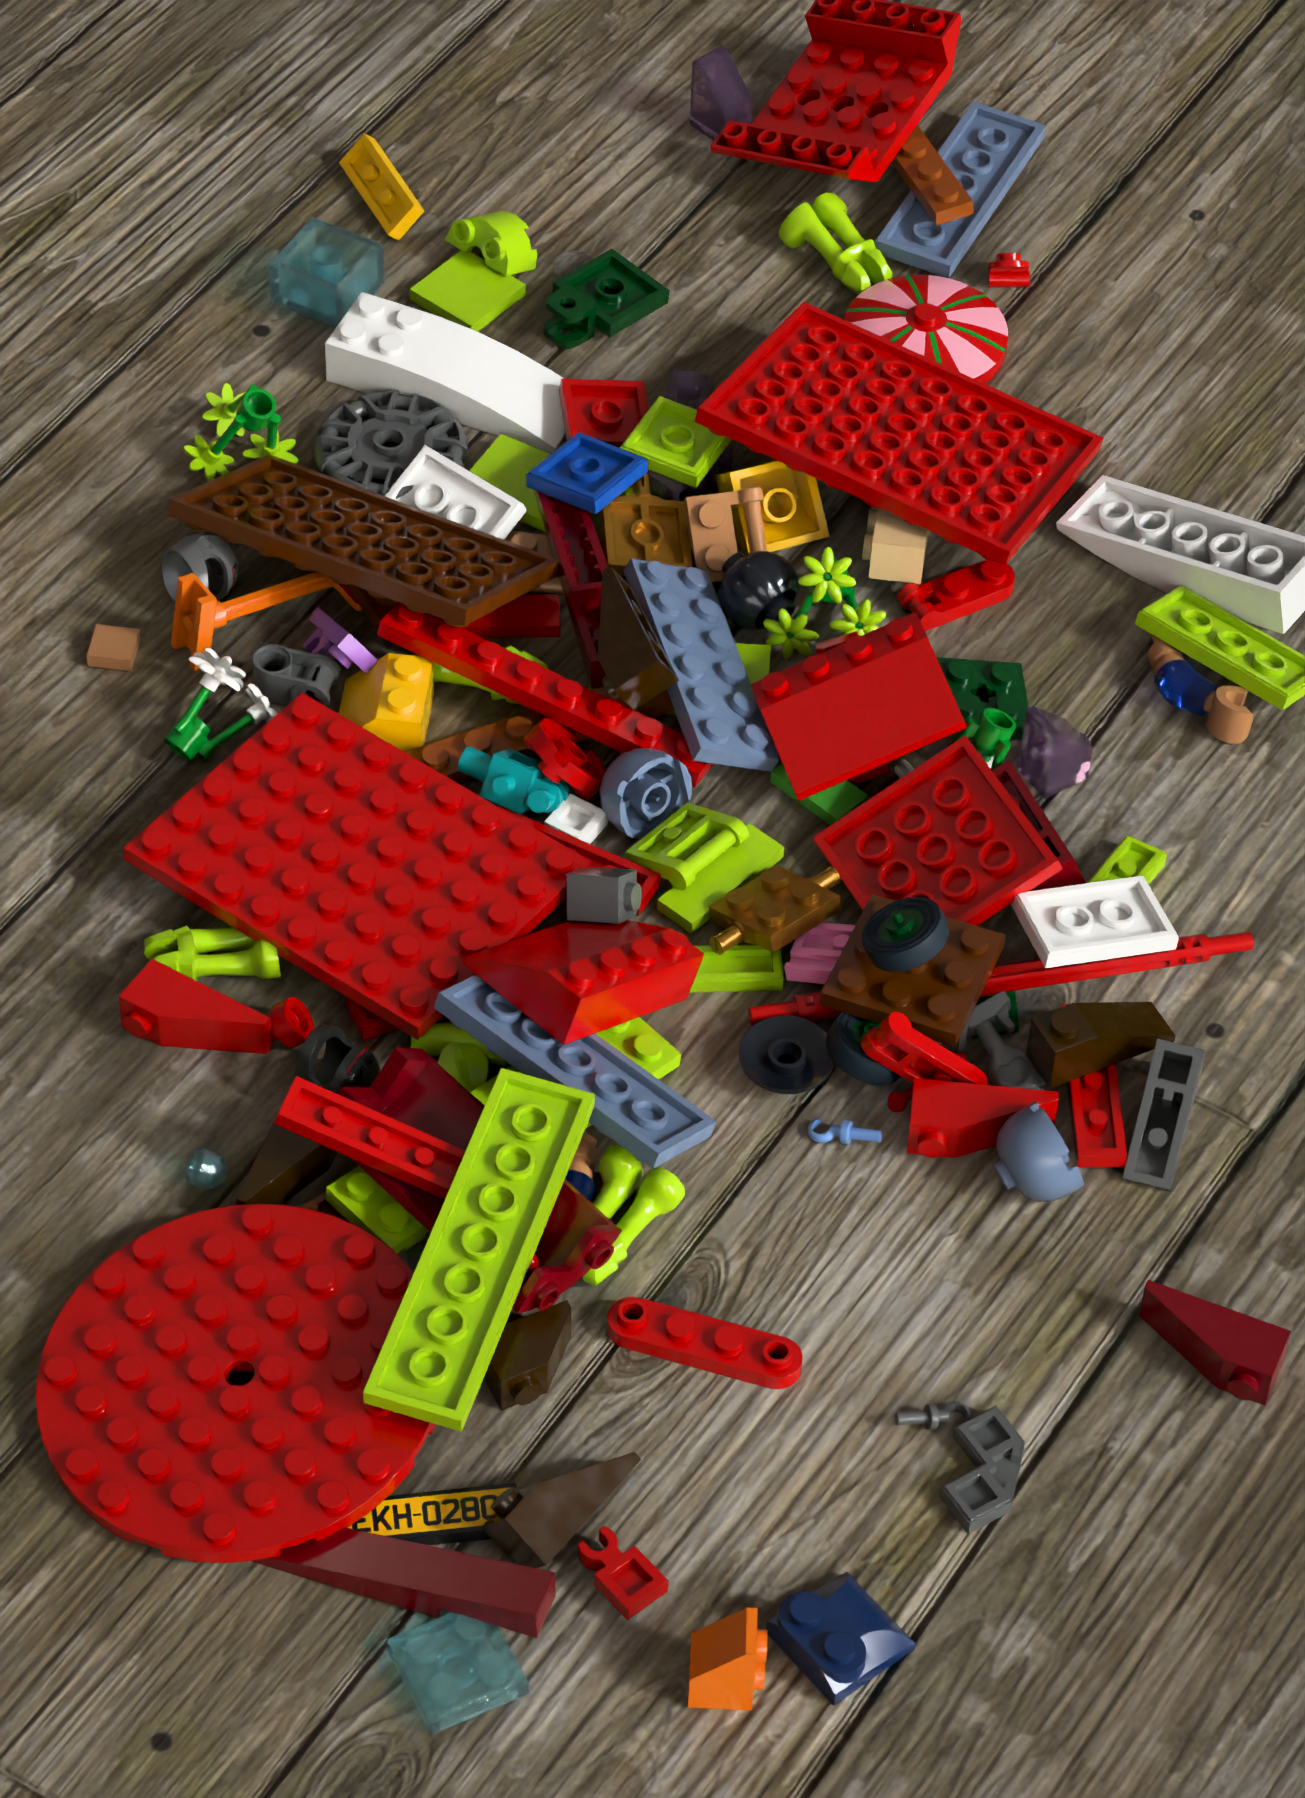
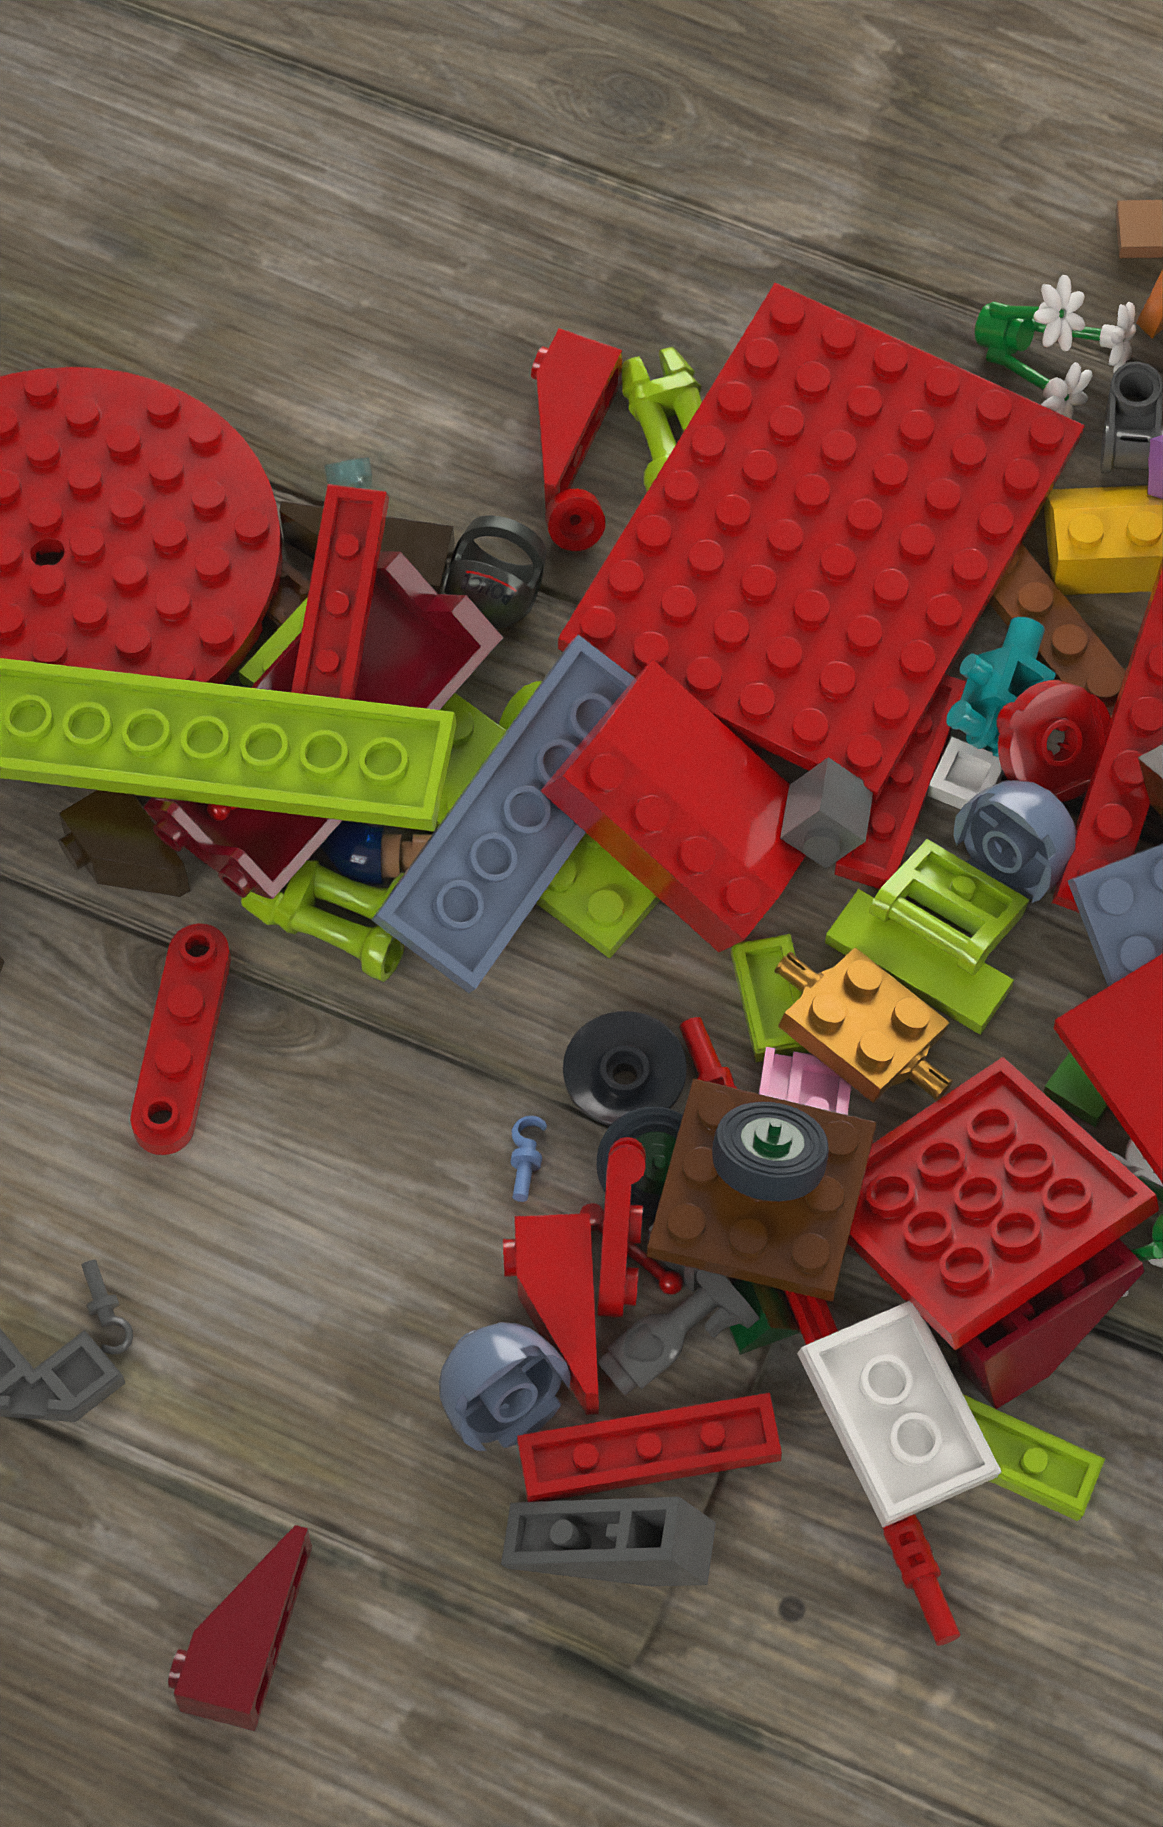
camera: 85 degrees right, 15 degrees up
(1092, 1037) = (700, 1435): dark brown slope -> none

